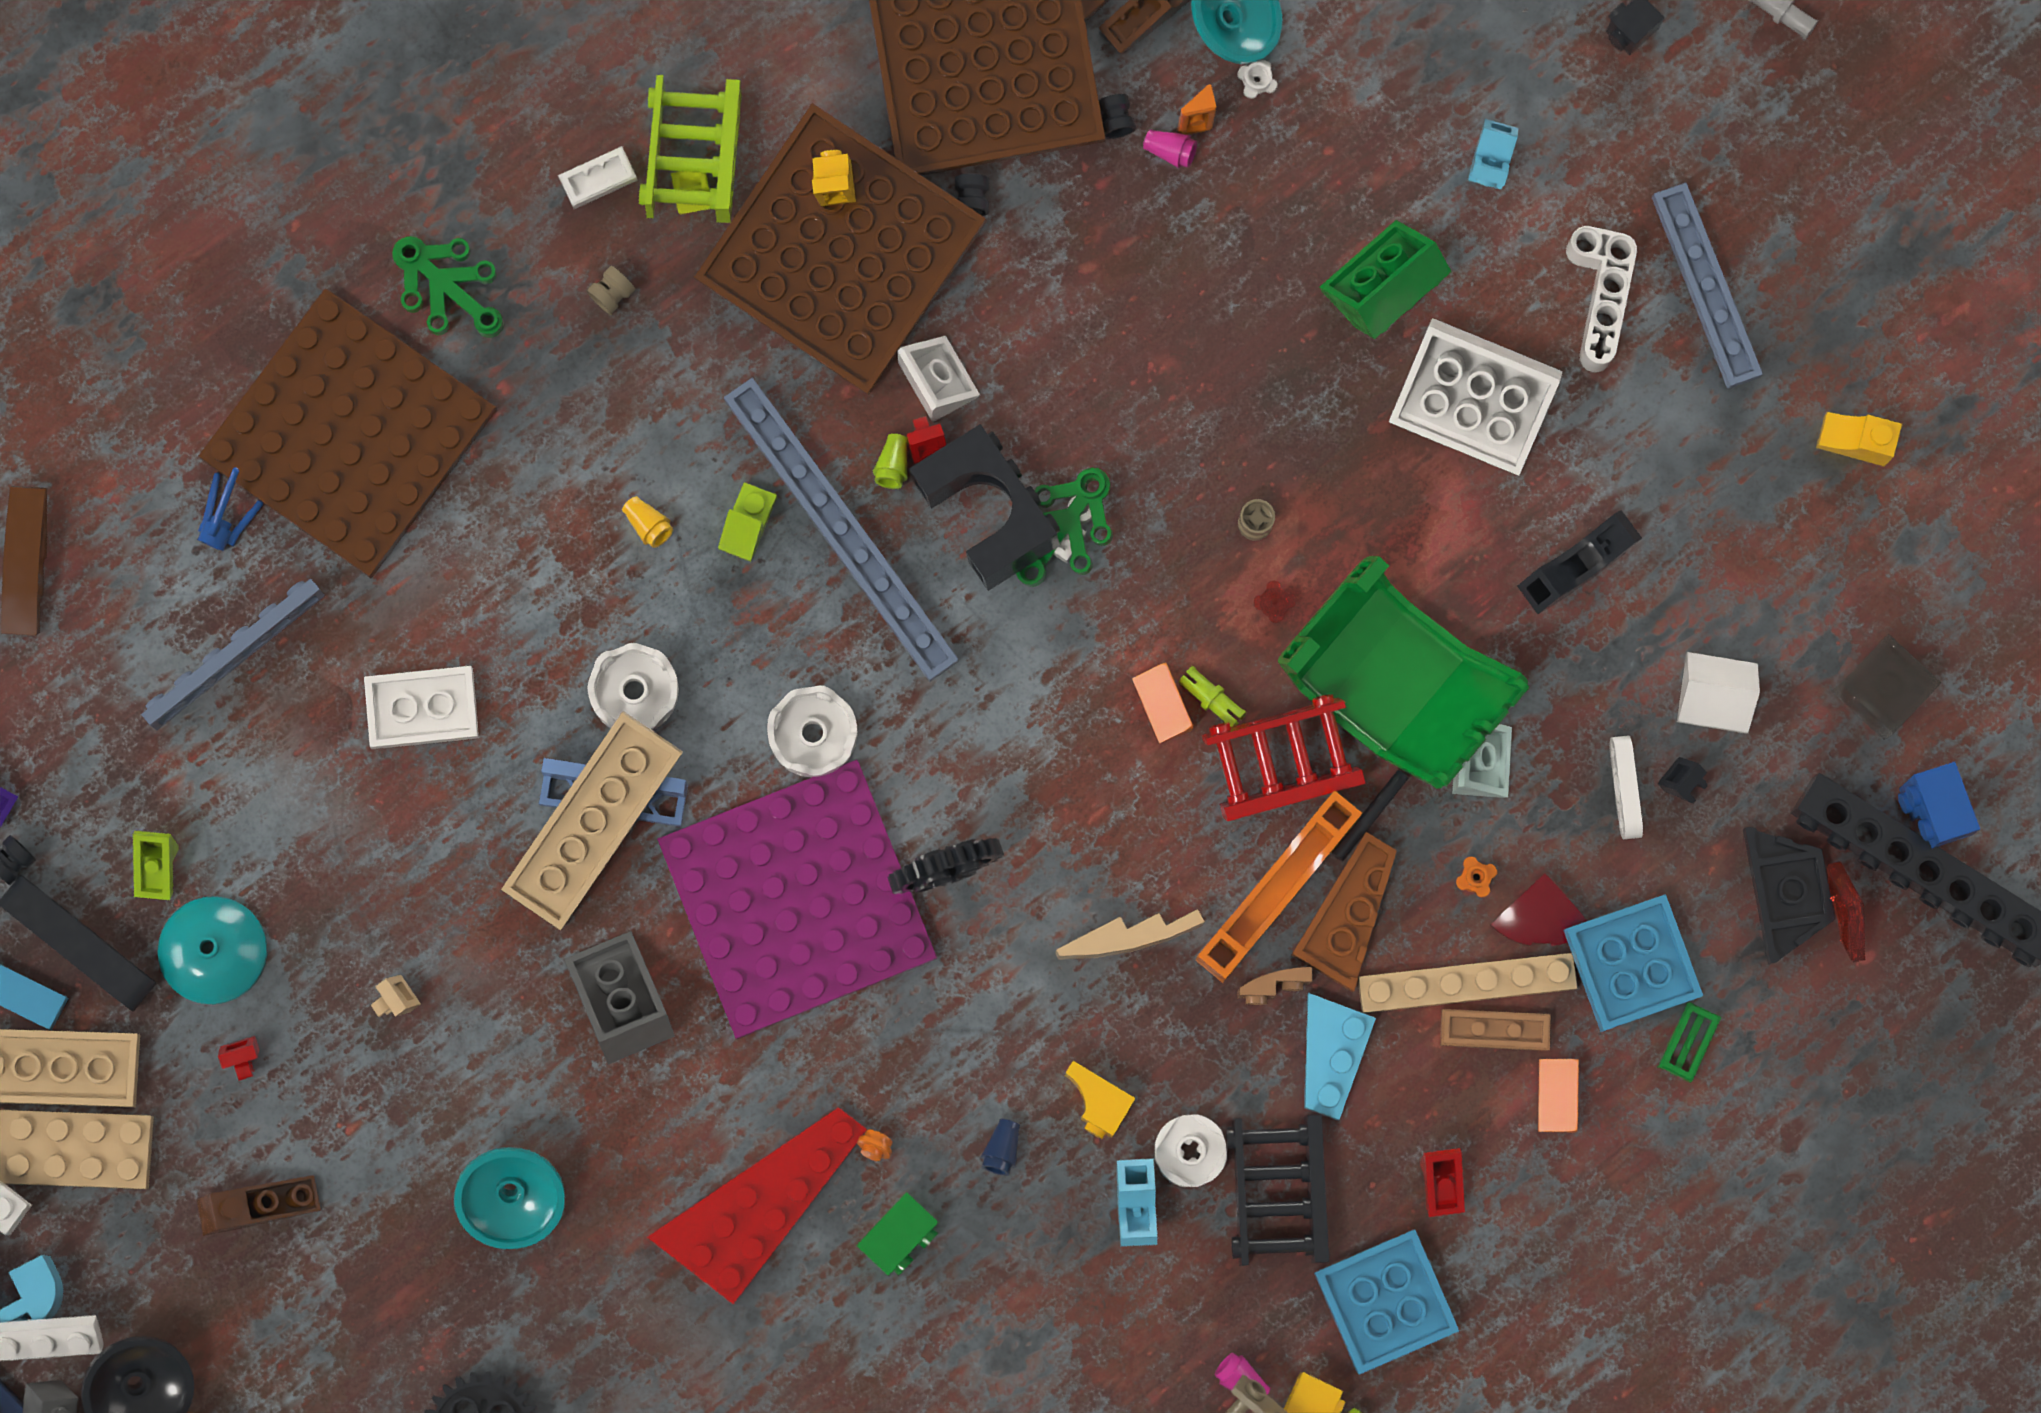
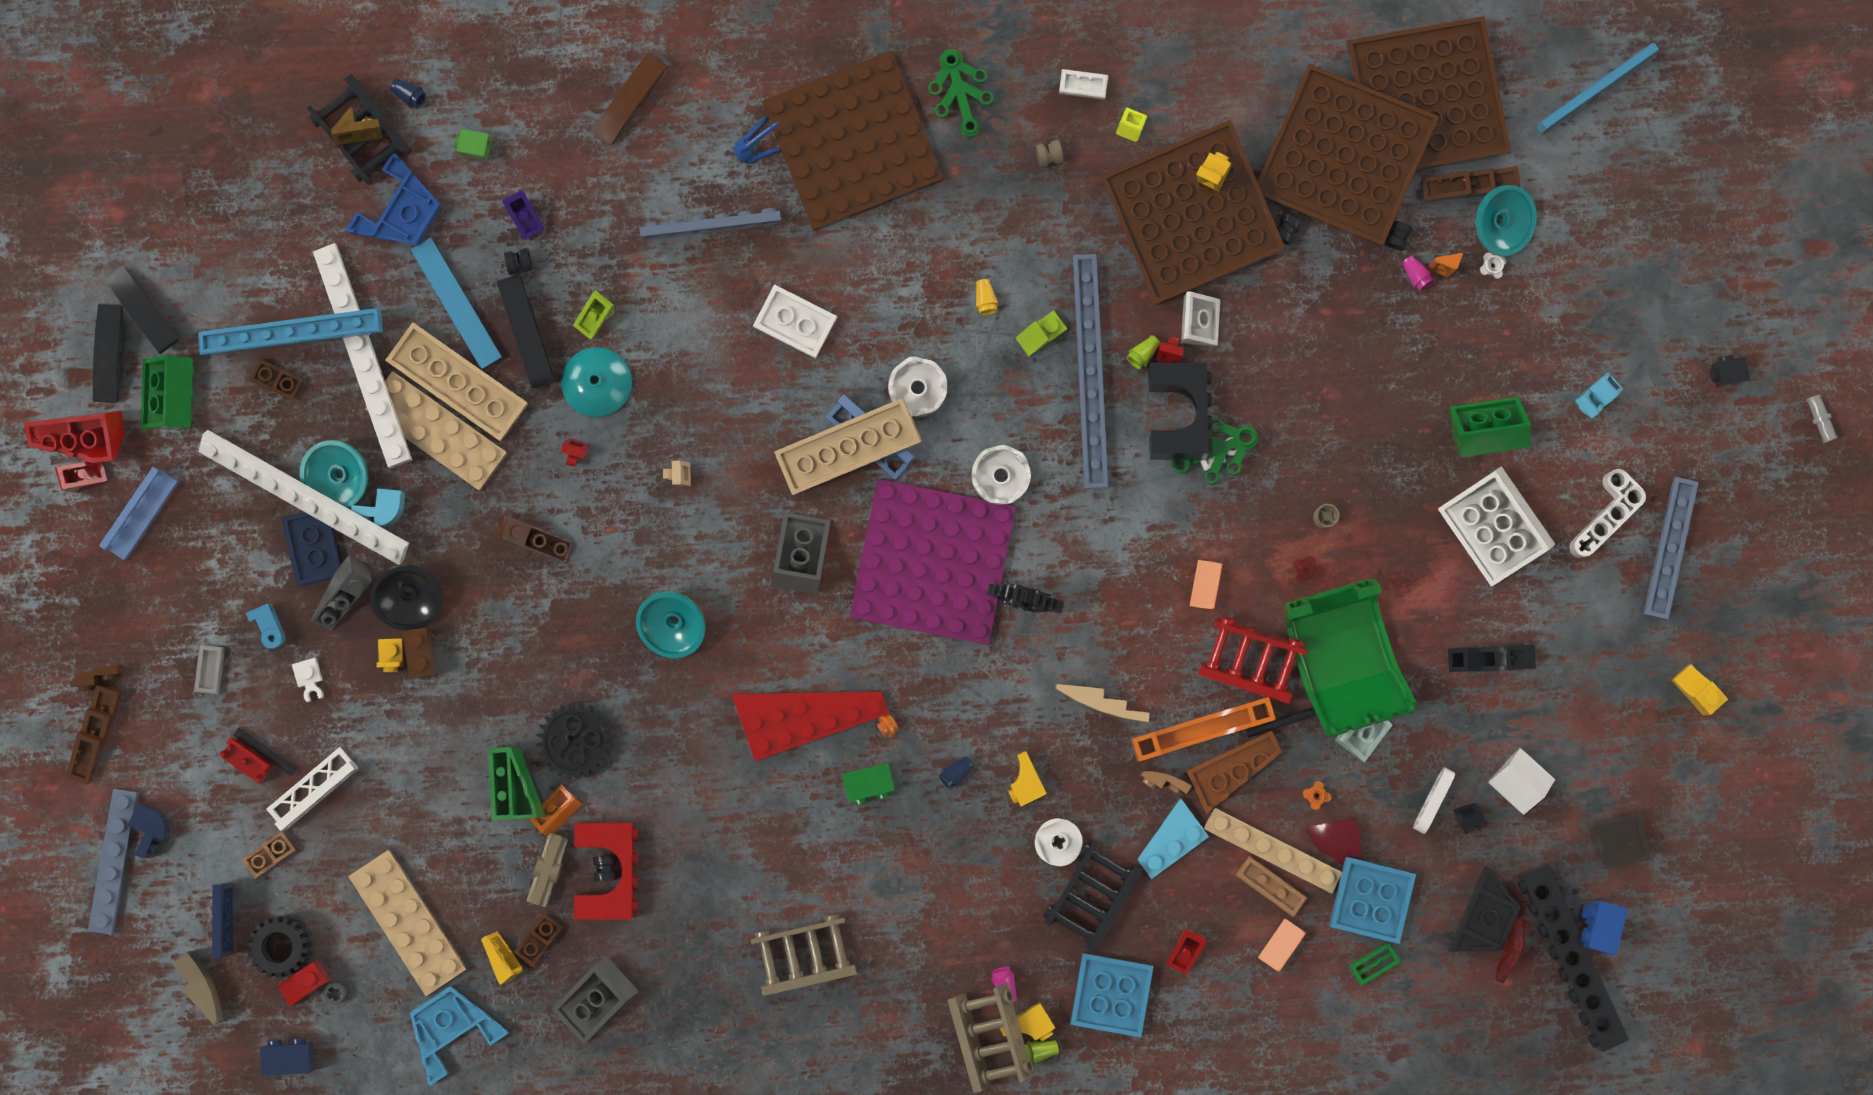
camera: 35 degrees right, 5 degrees up
(720, 166) = (1156, 122): lime fence -> none
(1136, 1202) = (1010, 851): medium azure brick -> none
(1212, 697) = (1235, 599): lime pin -> none

